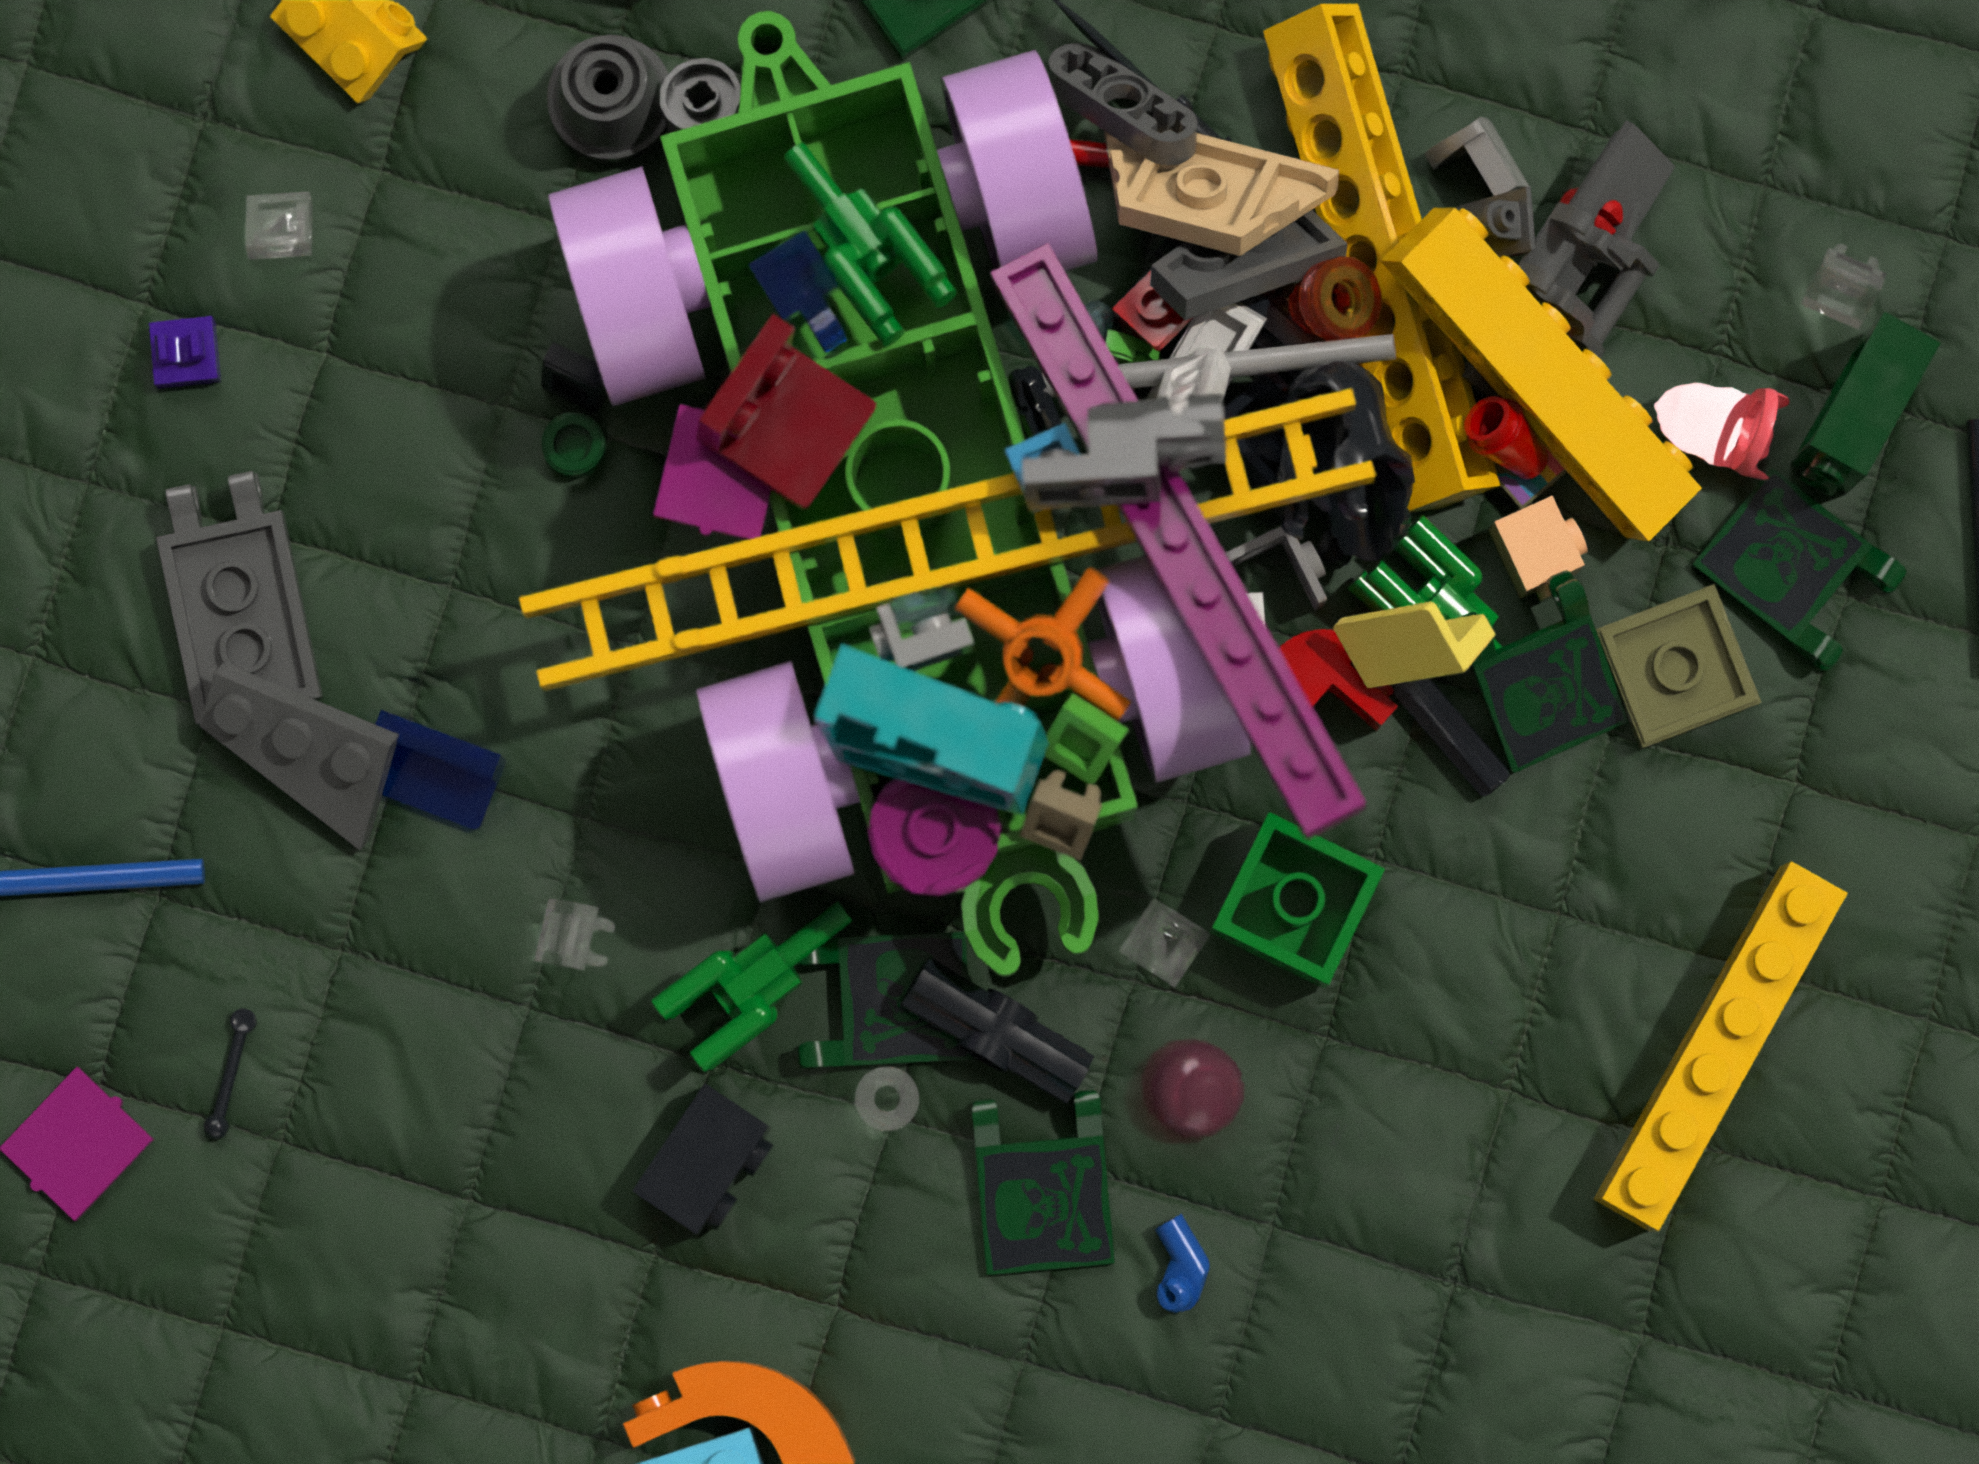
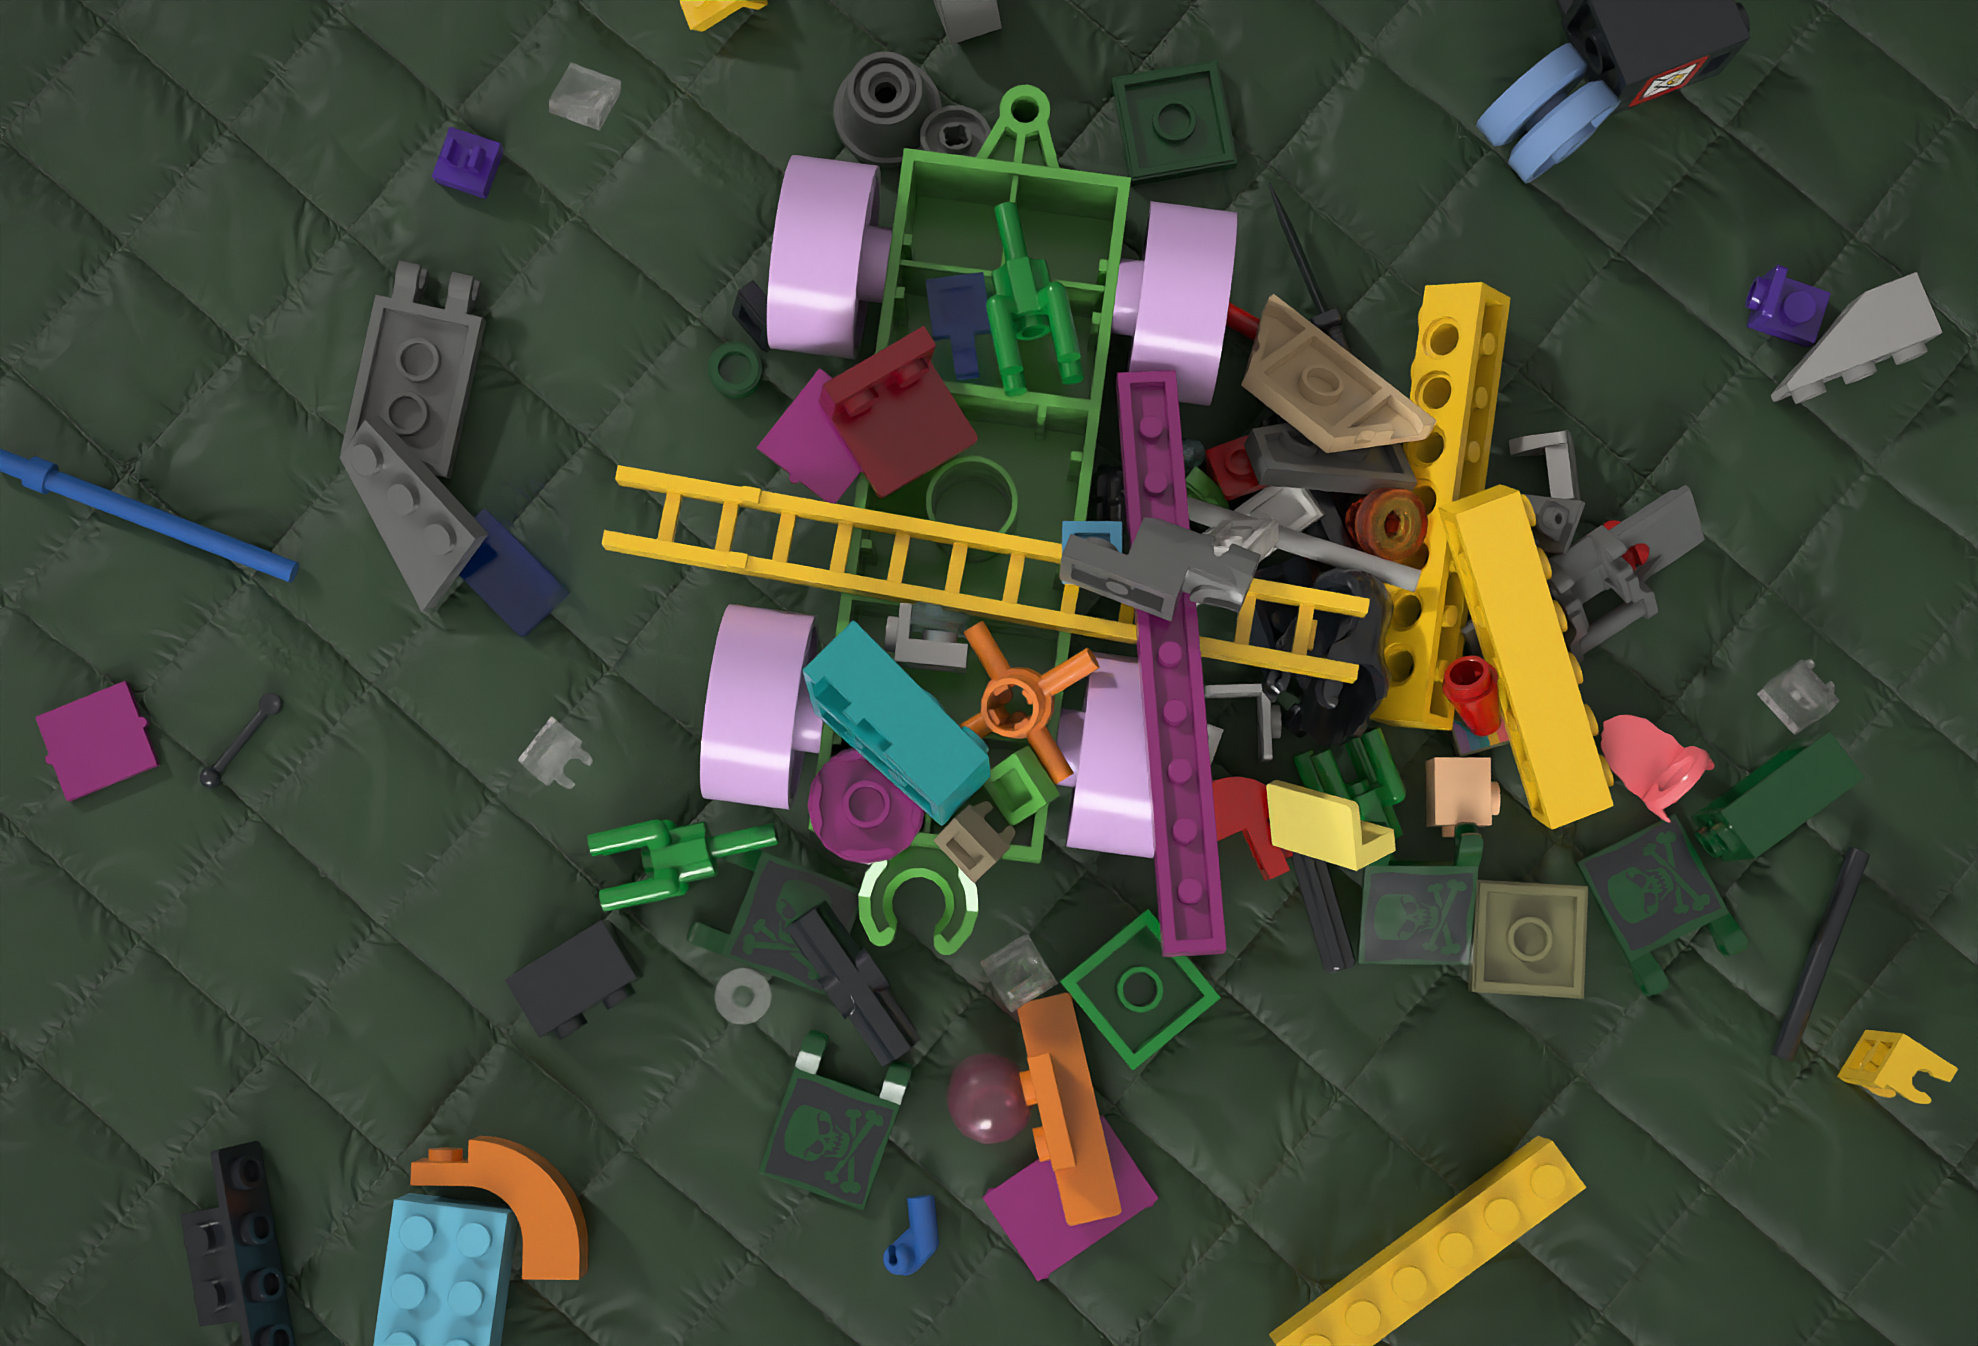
camera: 25 degrees right, 0 degrees up
(1154, 128) = (1305, 322): dark grey beam -> none
(1280, 1058) = (1068, 1110): none -> orange bracket
(1324, 1152) = (1034, 1216): none -> magenta piece

